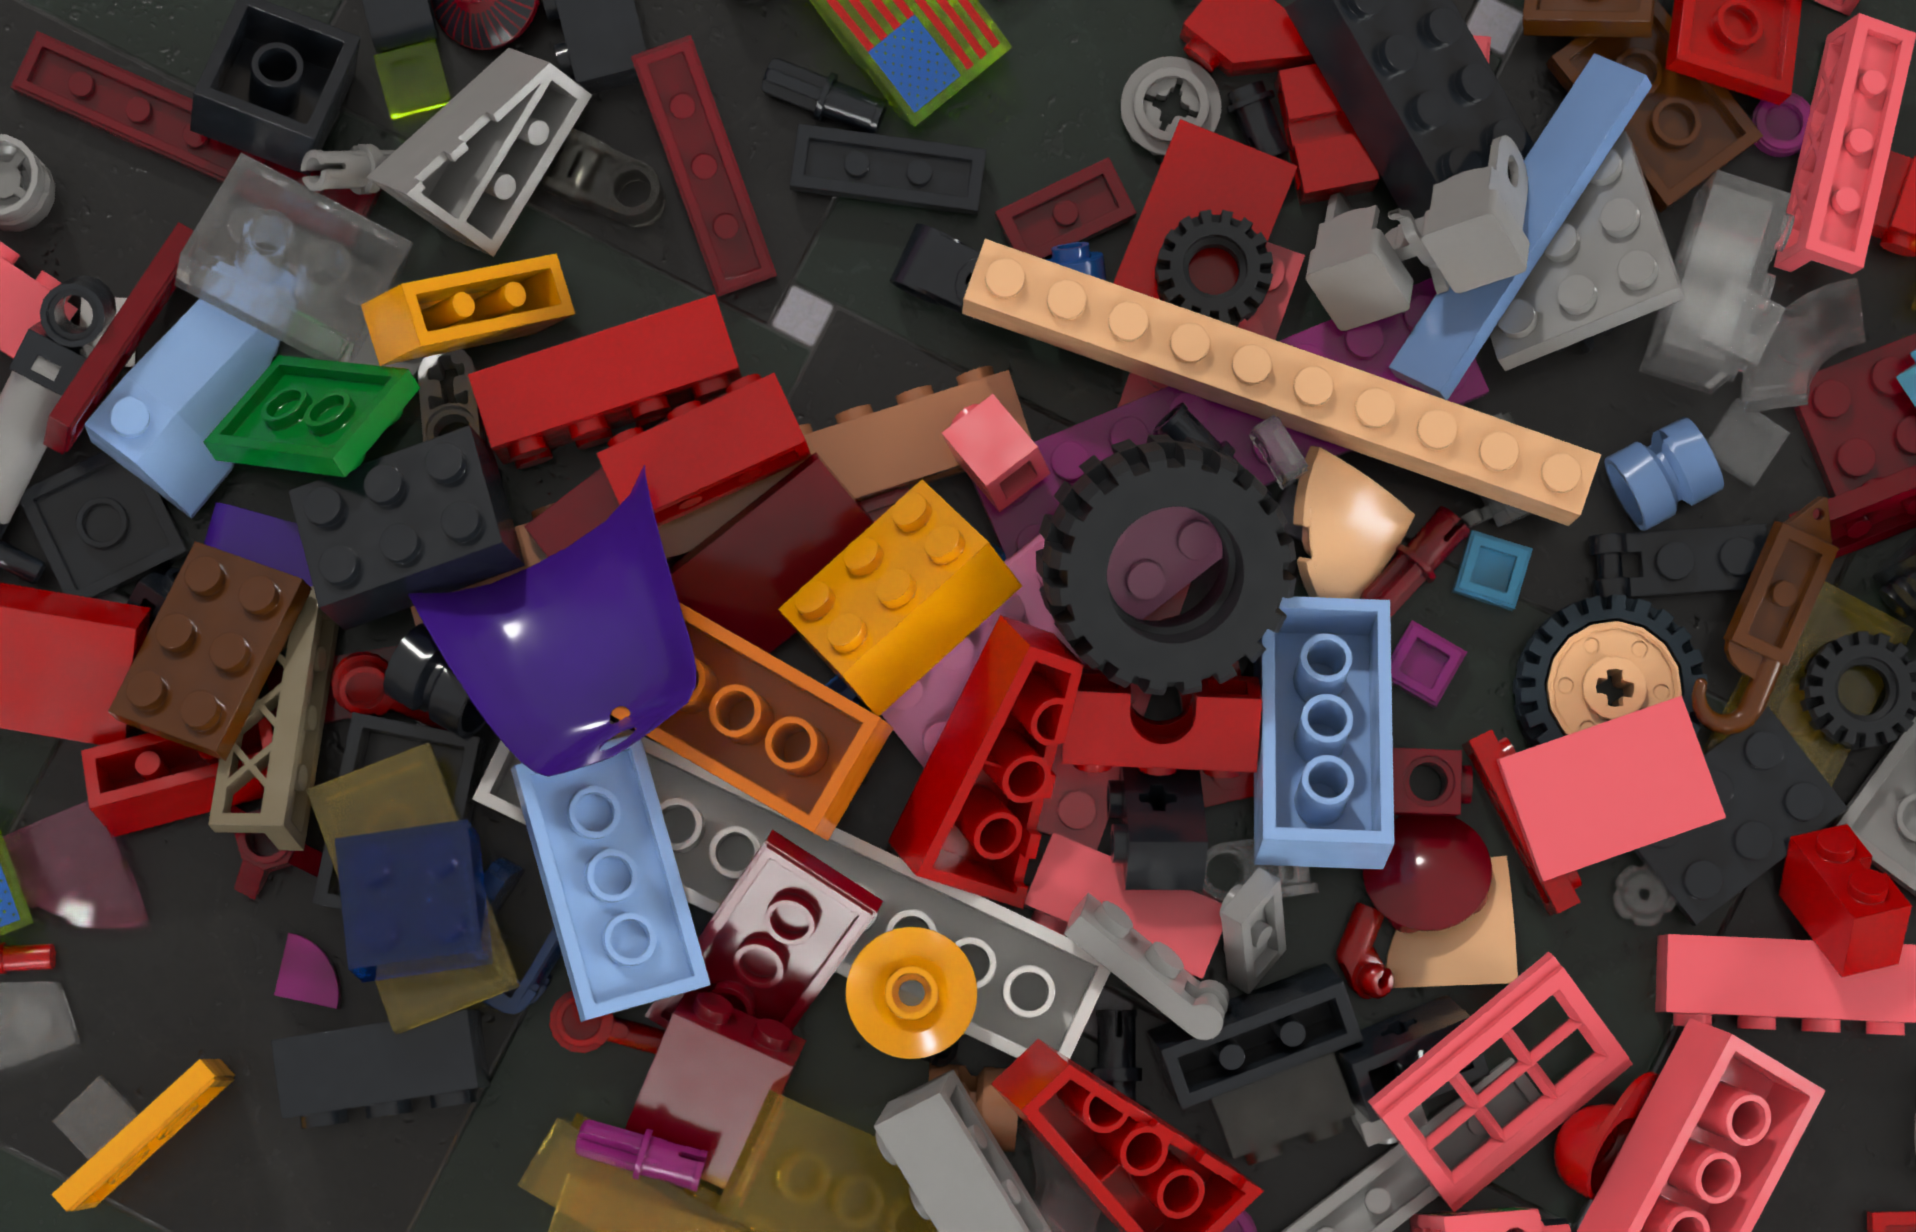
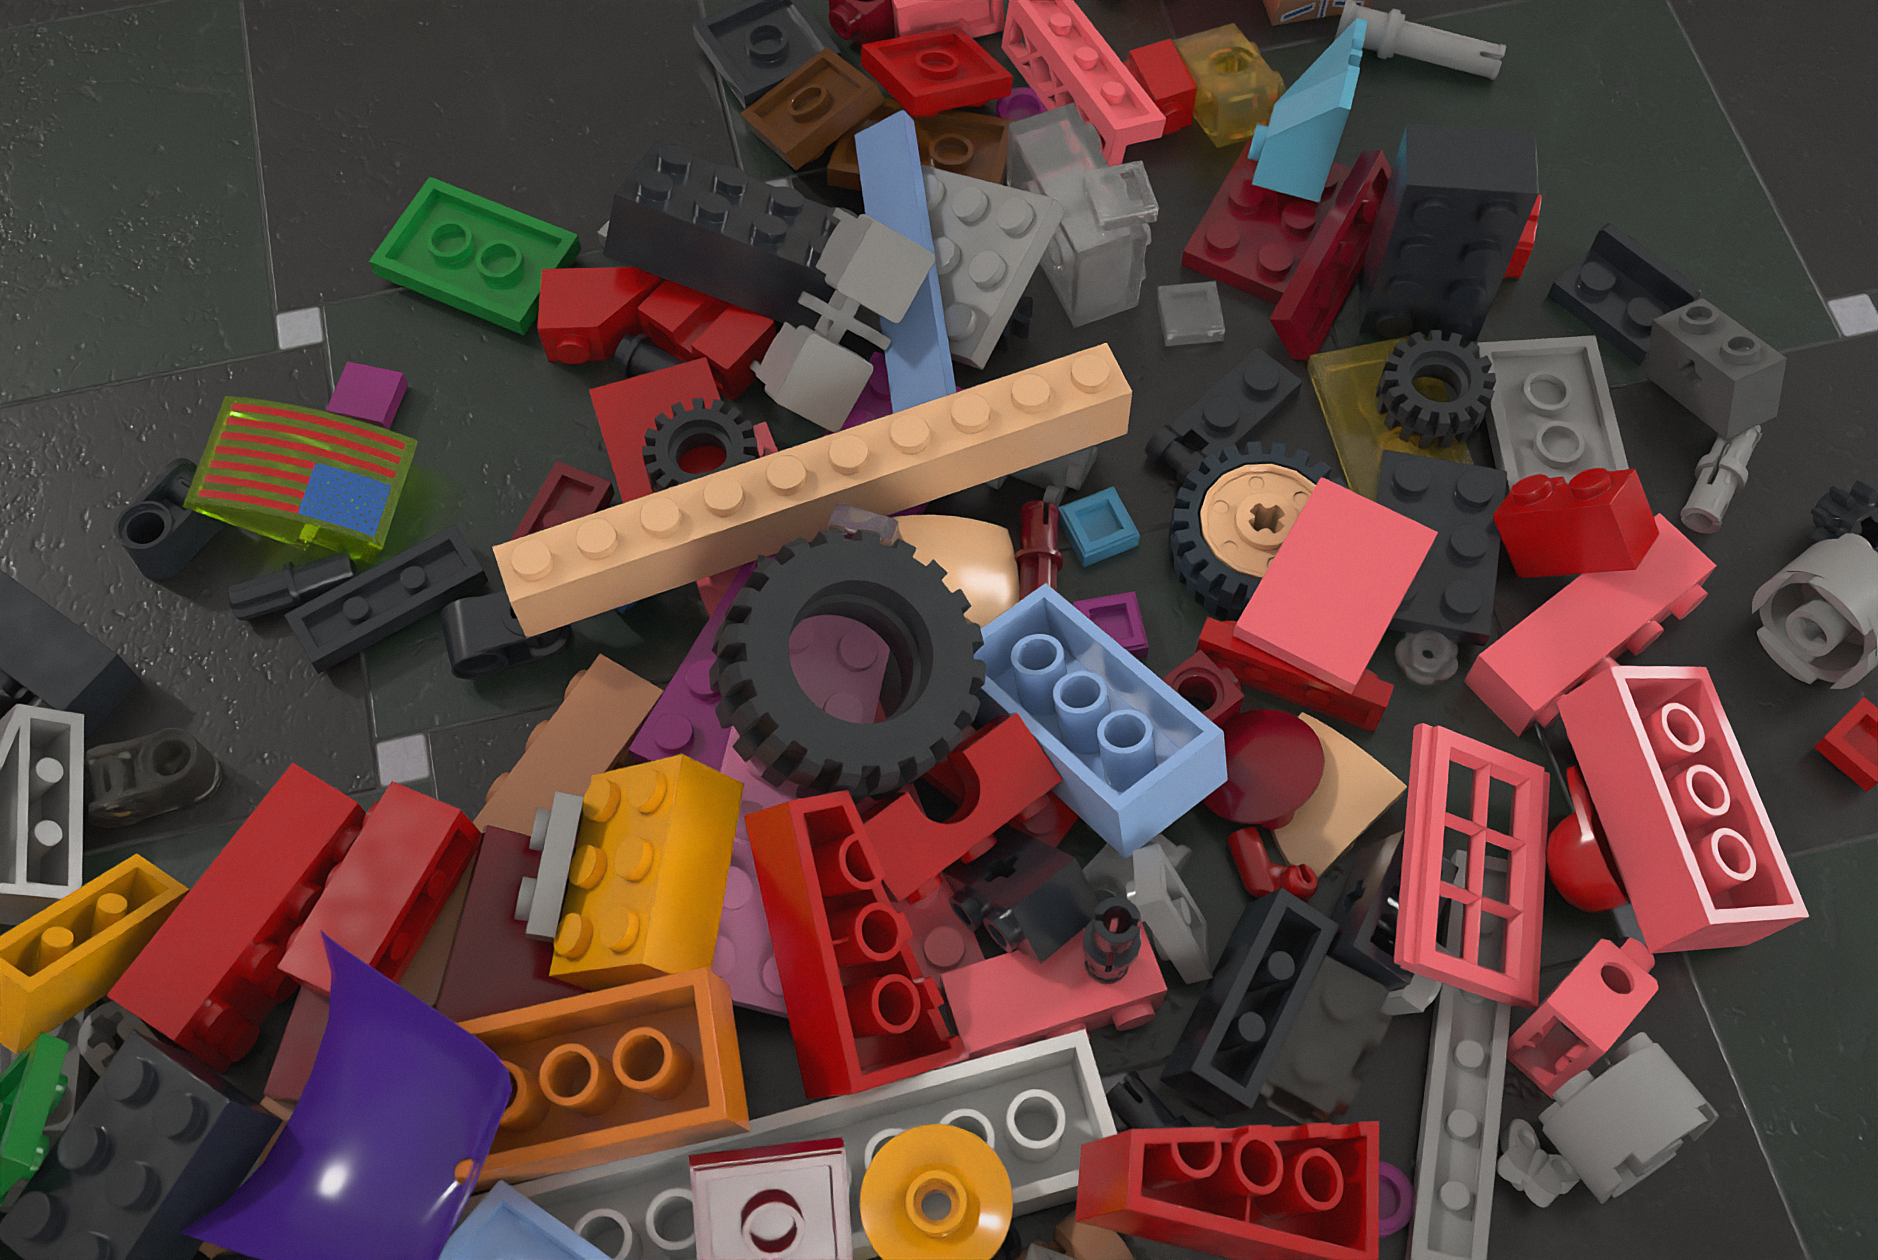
camera: 35 degrees left, 20 degrees down
(703, 165) = (220, 695): dark red tile -> none
(859, 512) = (554, 835): none -> light grey plate
(995, 452) = (637, 707): coral brick -> none
(1148, 968) = (1118, 1011): light grey plate -> none
(1156, 81) = (553, 405): light grey gear -> none
(1197, 918) = (1123, 942): none -> black pin
(1669, 470) = (1158, 359): medium blue wheel -> none
(1772, 613) = (1326, 382): reddish brown plate -> none
(1803, 340) = (1174, 239): clear tile -> none

